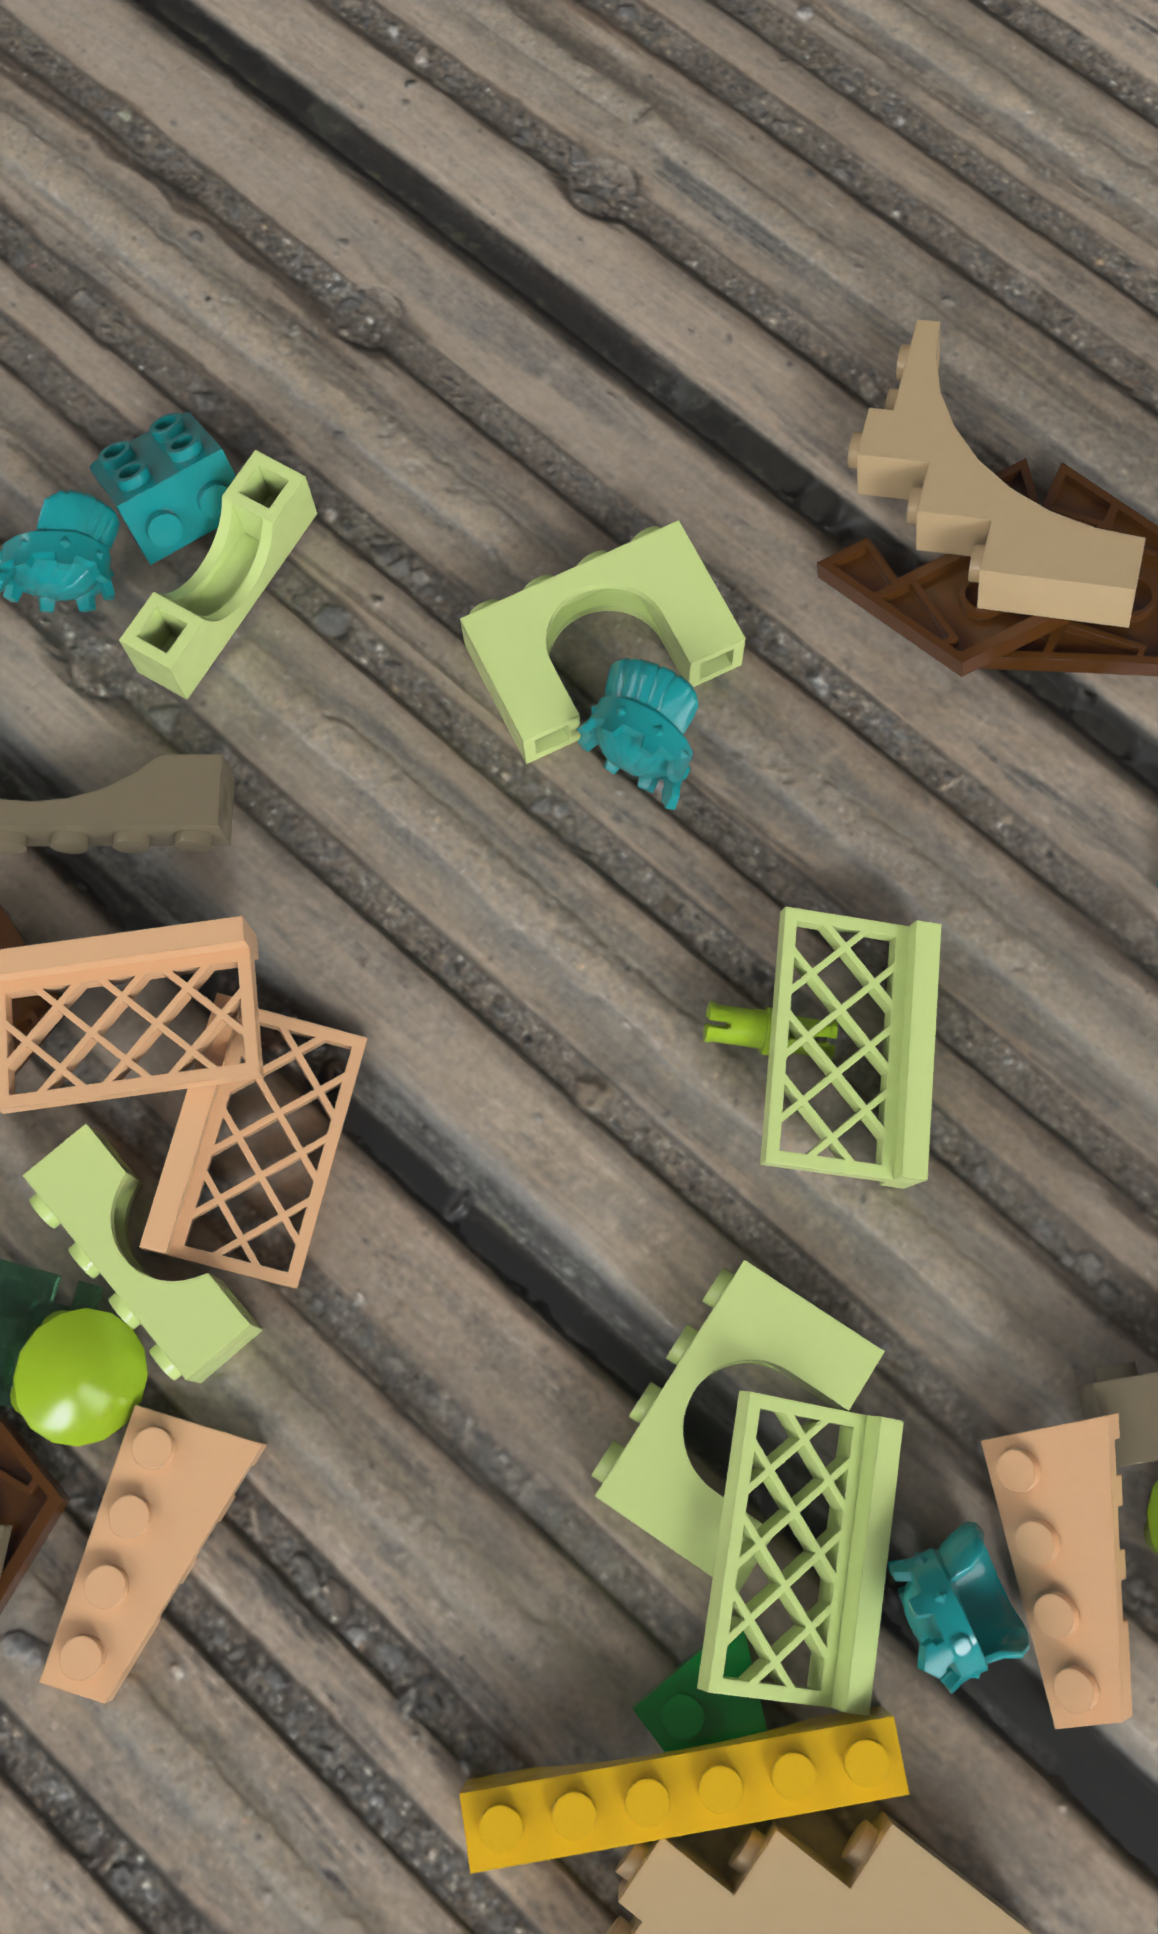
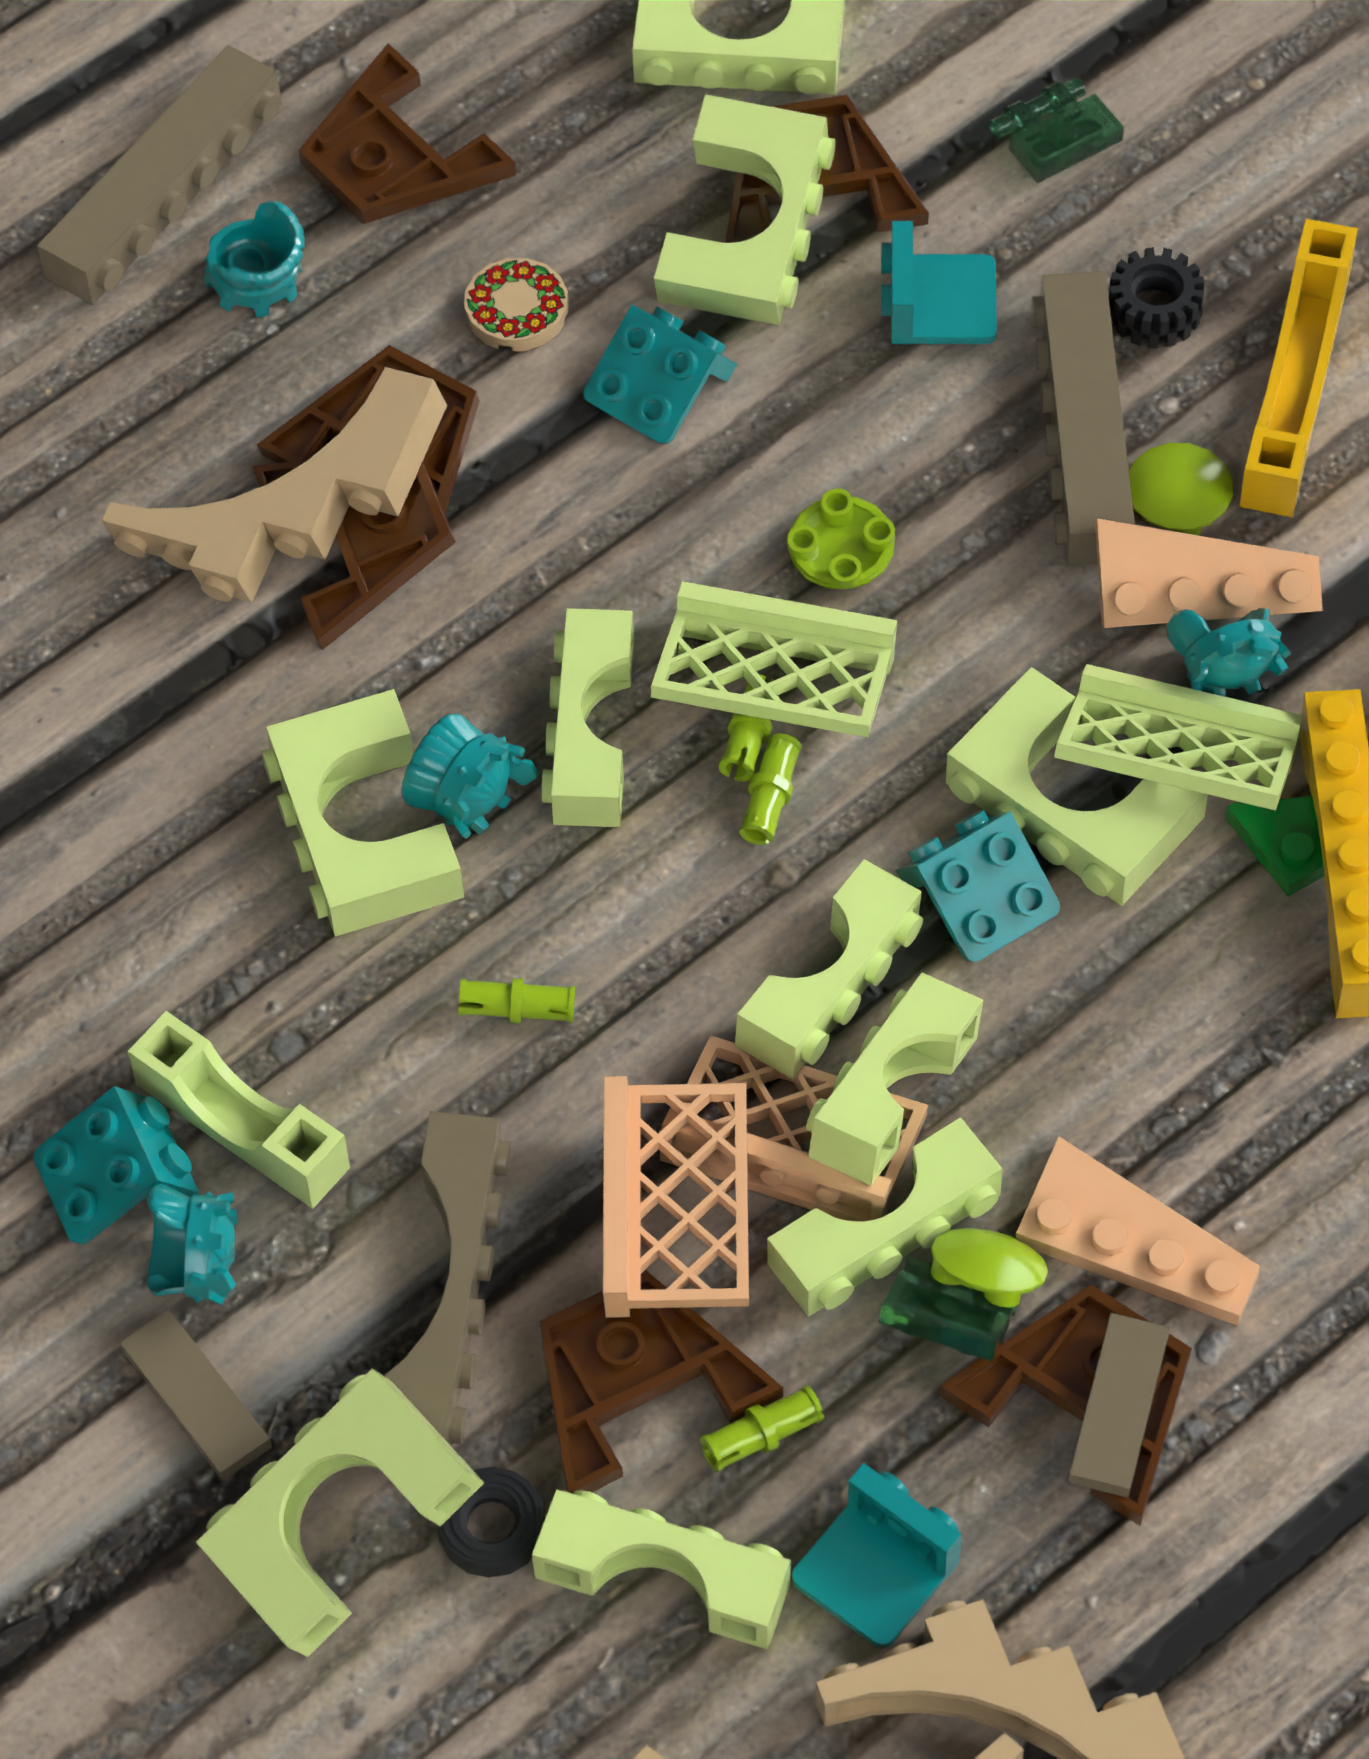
camera: 85 degrees left, 15 degrees down
(369, 1119) = (792, 1017): none -> yellowish green arch
(376, 1275) = (923, 1033): none -> yellowish green arch
(389, 830) = (516, 1000): none -> lime pin
(590, 1318) = (983, 883): none -> teal bracket
(690, 1064) = (770, 789): none -> lime pin
(832, 845) = (586, 771): none -> yellowish green arch
(1051, 1106) = (841, 541): none -> lime dish

